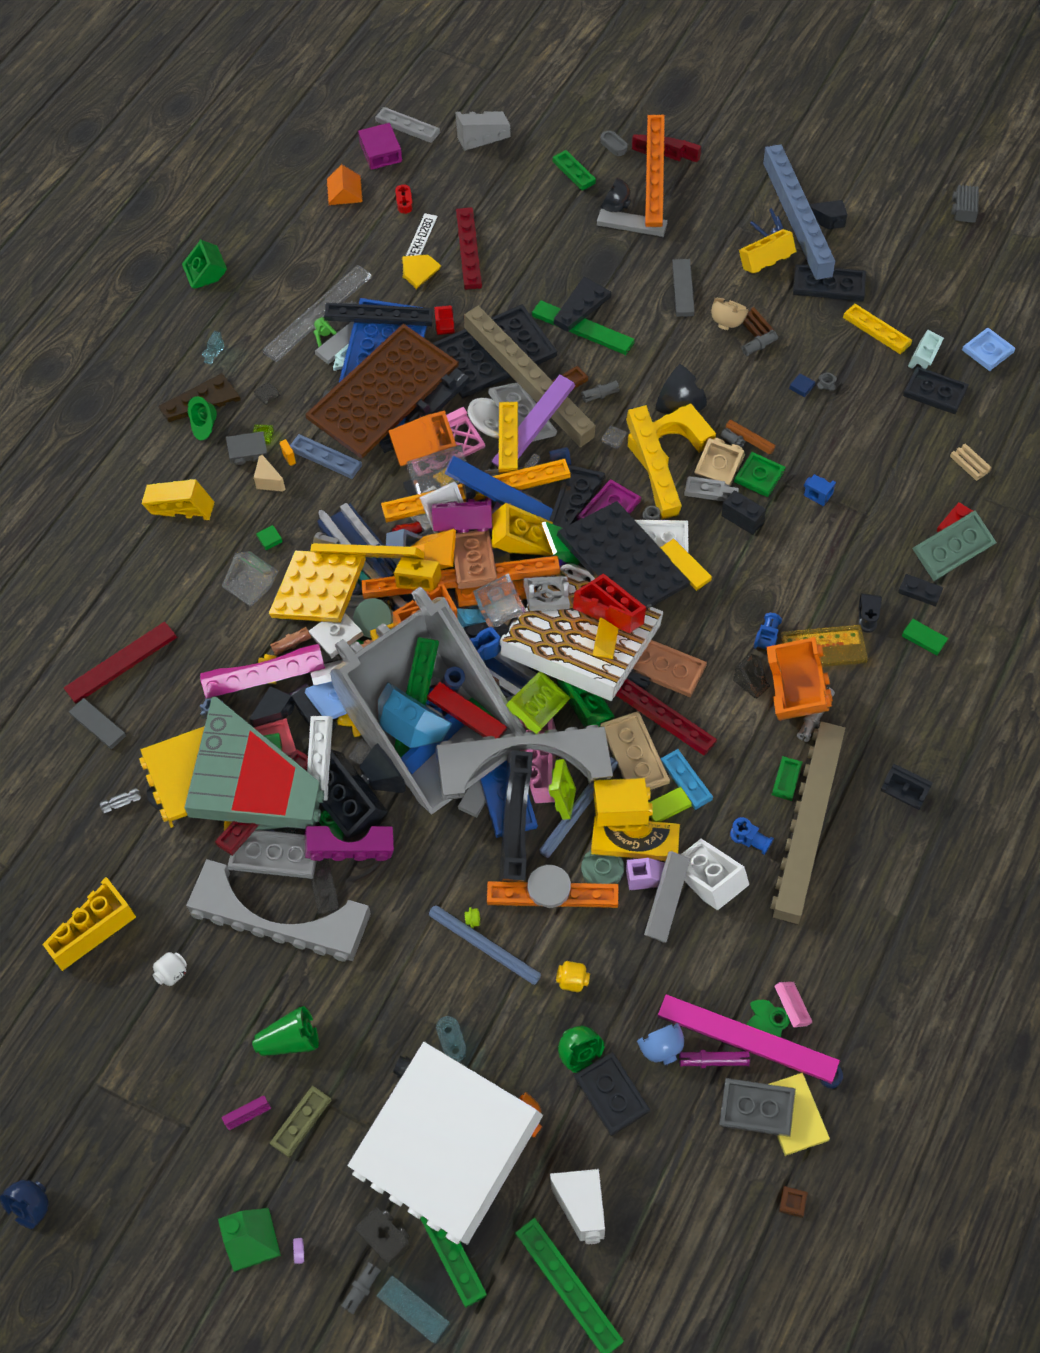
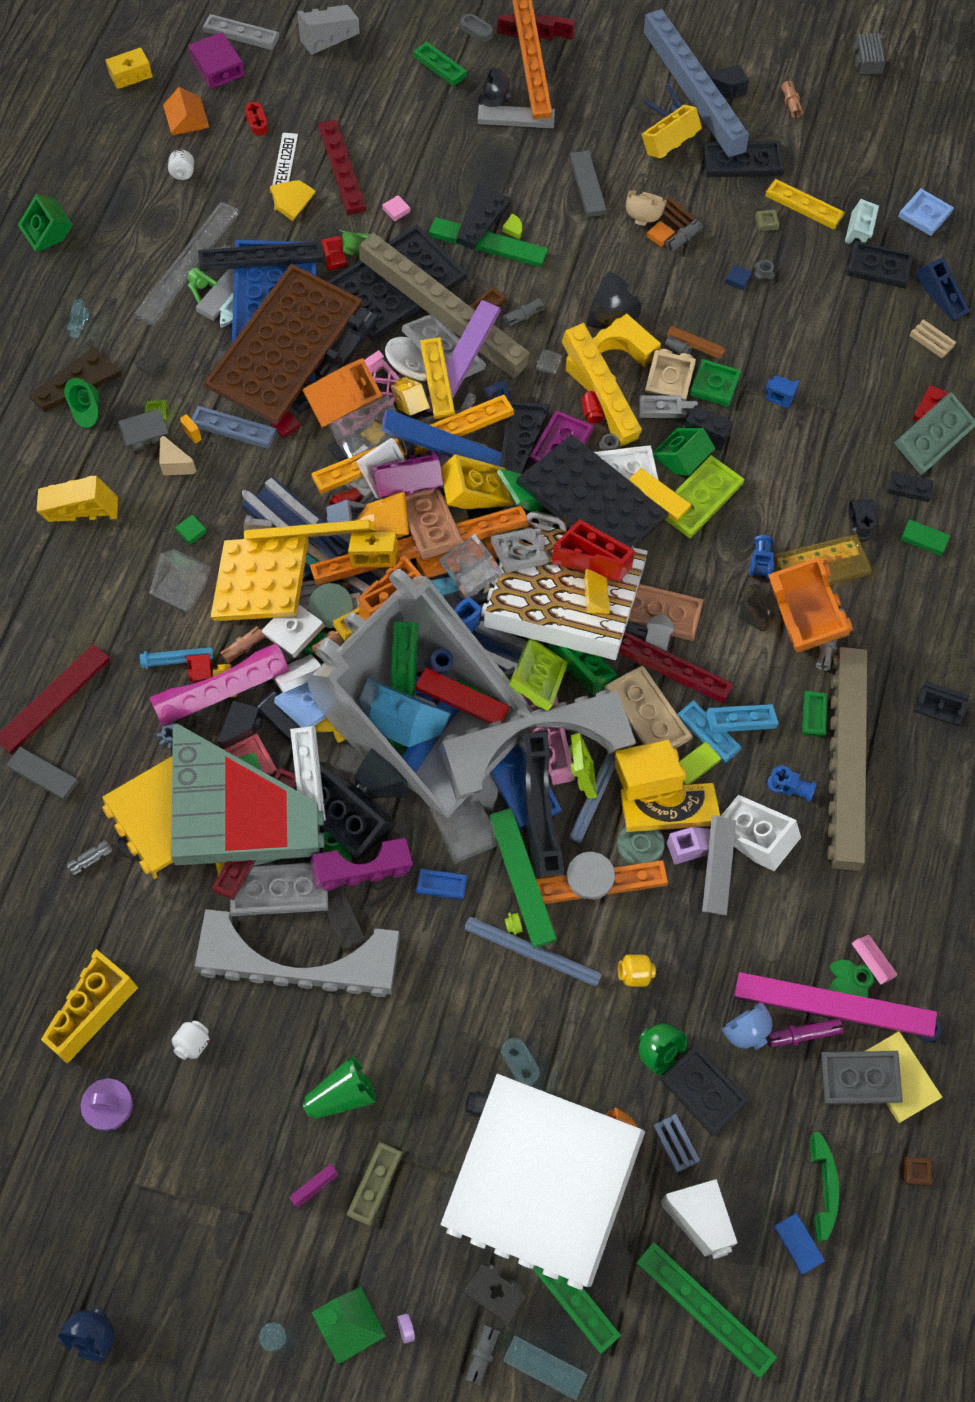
camera: 15 degrees left, 5 degrees up
(87, 1011) = (106, 1104): none -> medium lavender tile
(182, 1236) = (272, 1337): none -> clear light blue tile
(231, 643) = (171, 657): none -> dark azure axle
(249, 654) = (199, 668): none -> red brick
(304, 144) = (129, 68): none -> yellow brick
(330, 230) = (179, 163): none -> white head
(371, 460) = (287, 425): none -> dark red tile
(417, 873) = (441, 884): none -> blue tile
(447, 828) = (466, 830): none -> clear slope
(461, 309) = (351, 242): none -> bright green piece
(481, 449) = (409, 396): none -> yellow brick
(488, 879) = (522, 878): none -> green tile
(508, 288) = (396, 208): none -> bright pink tile
(571, 1115) = (666, 1122): none -> sand blue tile
(608, 317) = (513, 227): none -> lime tile
(642, 482) = (592, 408): none -> red brick
(659, 683) = (659, 631): none -> light grey tile
(667, 1245) = (799, 1244): none -> blue tile
(706, 1171) = (821, 1154): none -> green slope
(717, 529) = (684, 450): none -> green slope
(717, 771) = (742, 718): none -> dark azure plate
(728, 570) = (706, 492): none -> lime plate
(738, 338) = (660, 233): none -> orange tile
(839, 339) = (767, 220): none -> olive tile
(885, 236) = (792, 99): none -> nougat pin
(989, 418) = (942, 288): none -> dark blue slope

